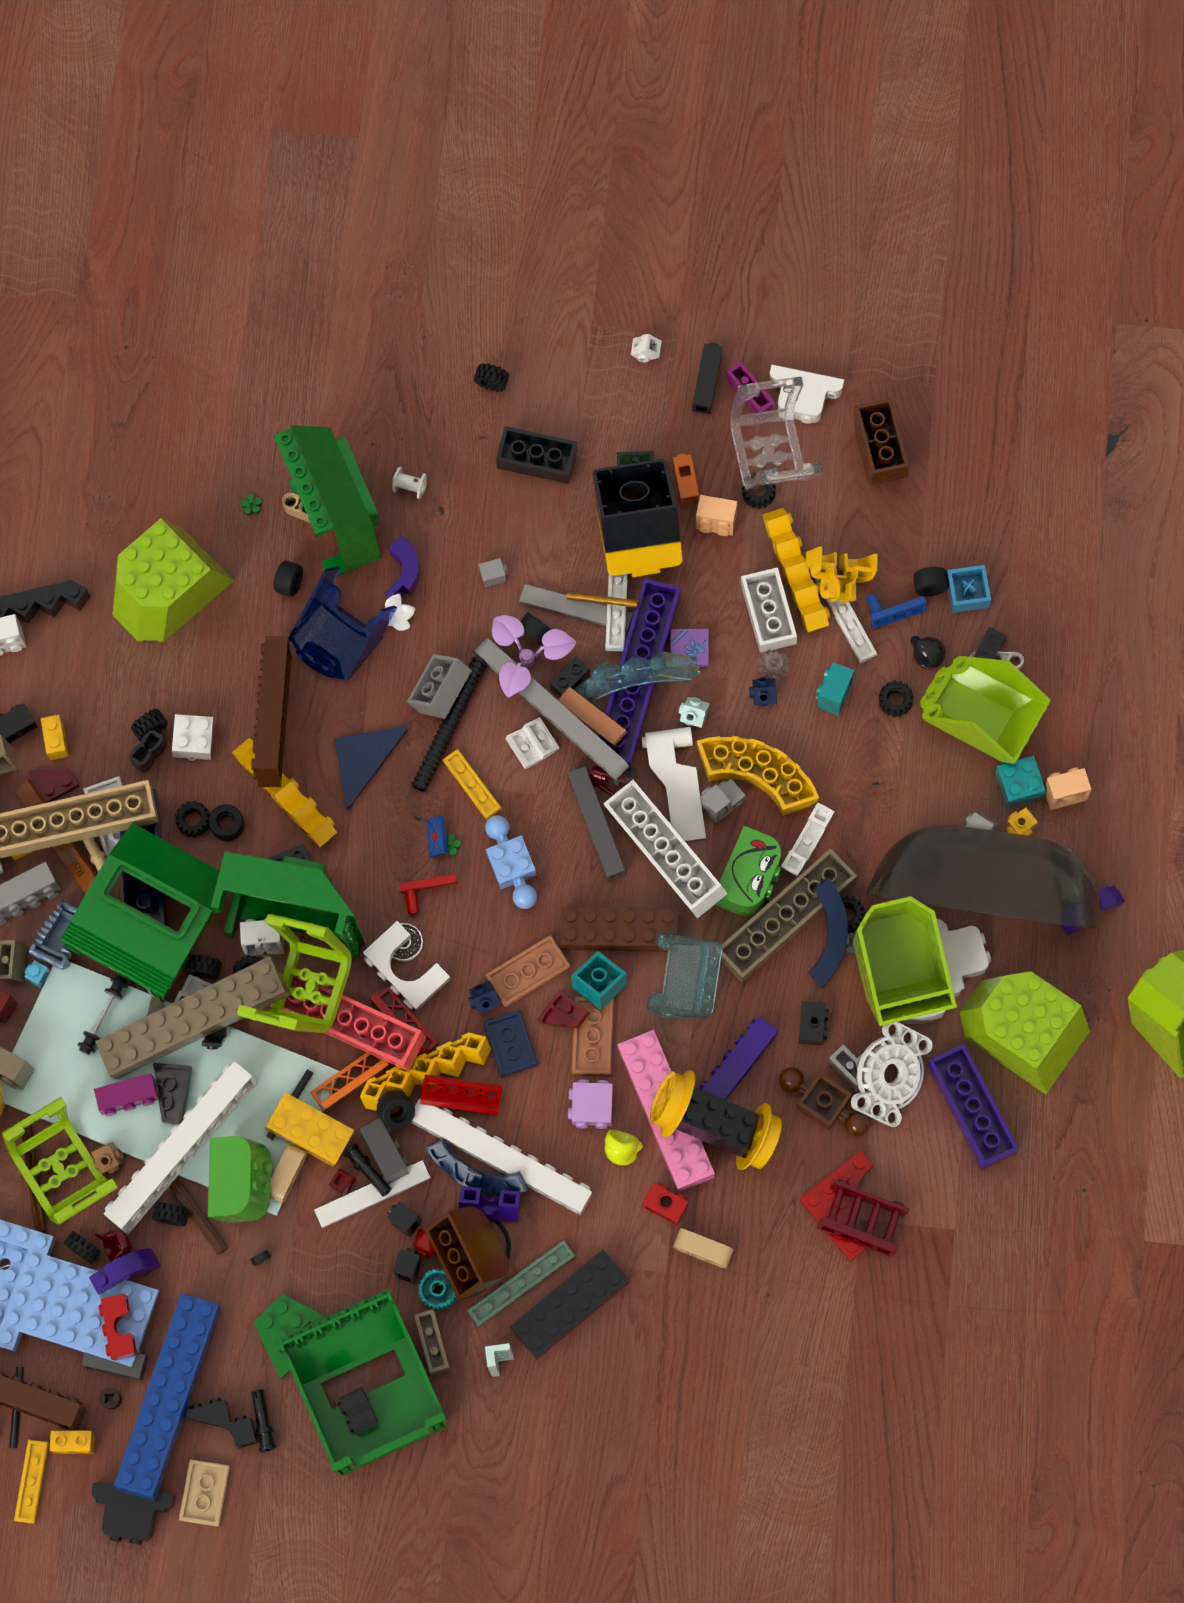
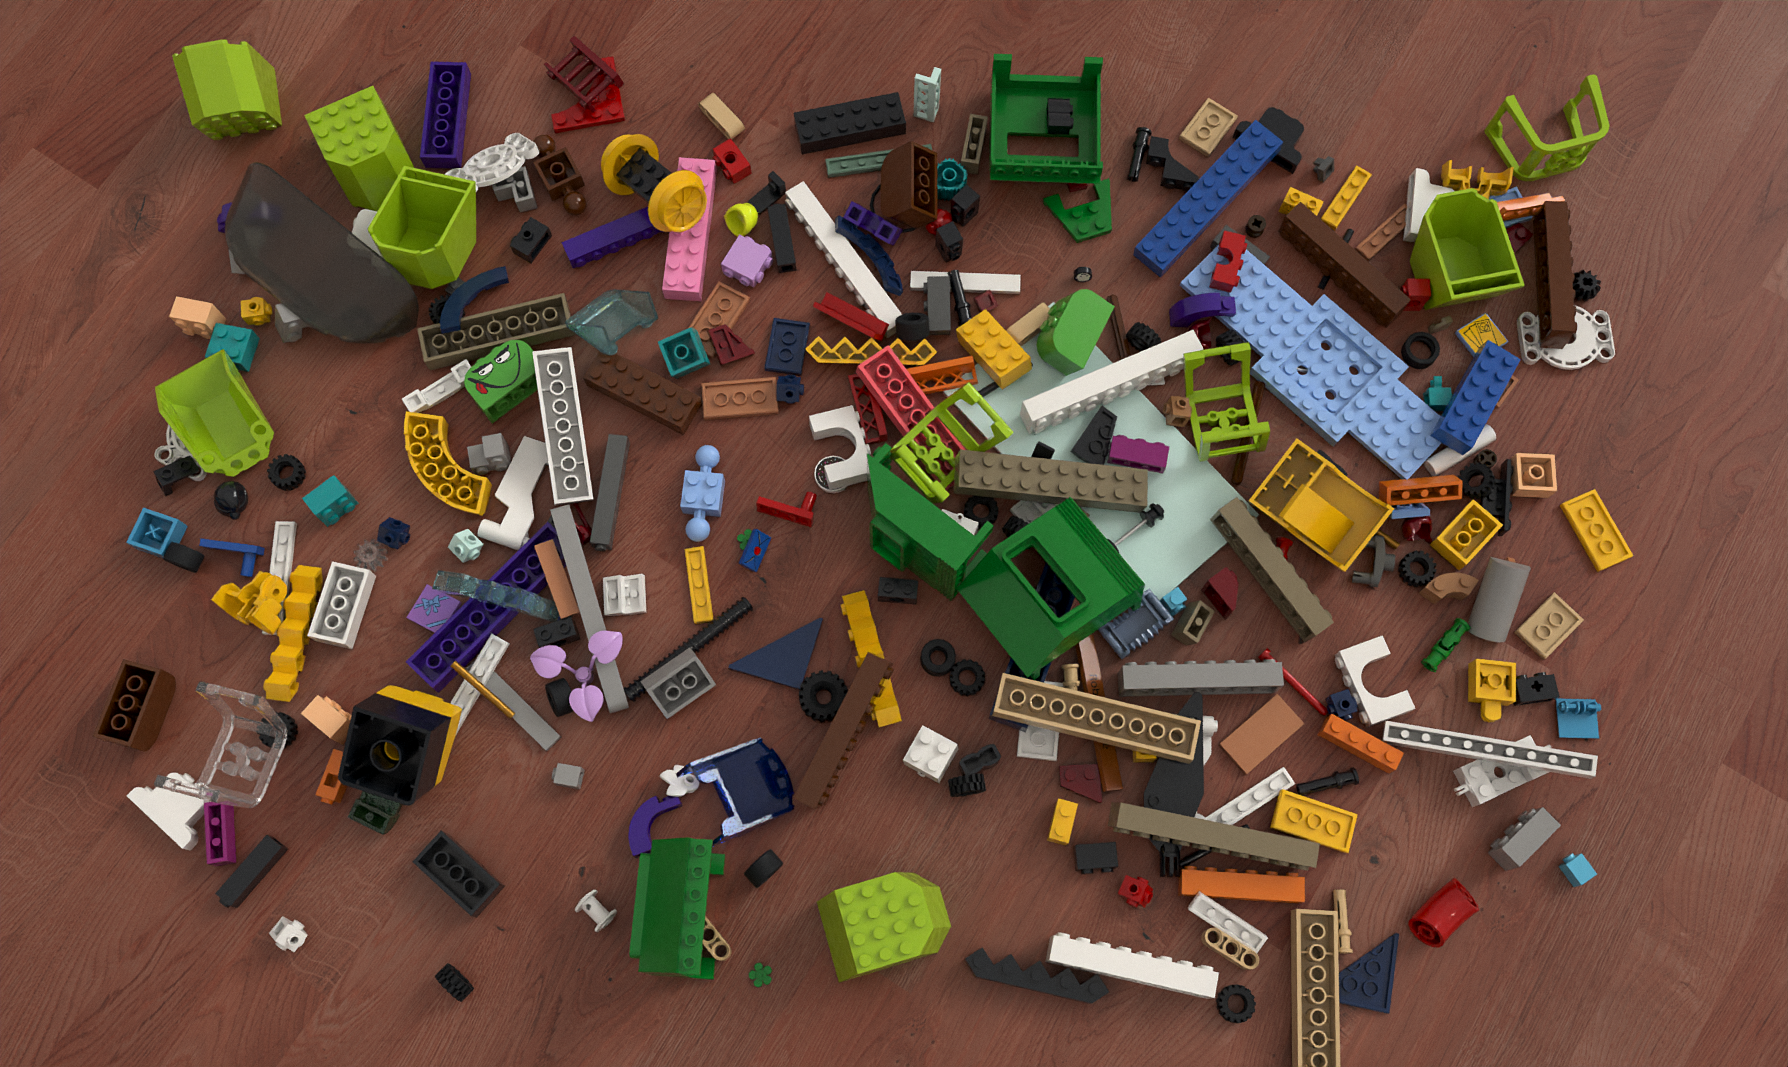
camera: 160 degrees left, 0 degrees up
(65, 1500) = (1324, 168): none -> dark grey tile
(306, 728) = (812, 686): none -> black tyre
(572, 1147) = (782, 238): none -> black brick
(611, 1185) = (770, 194): none -> black bracket

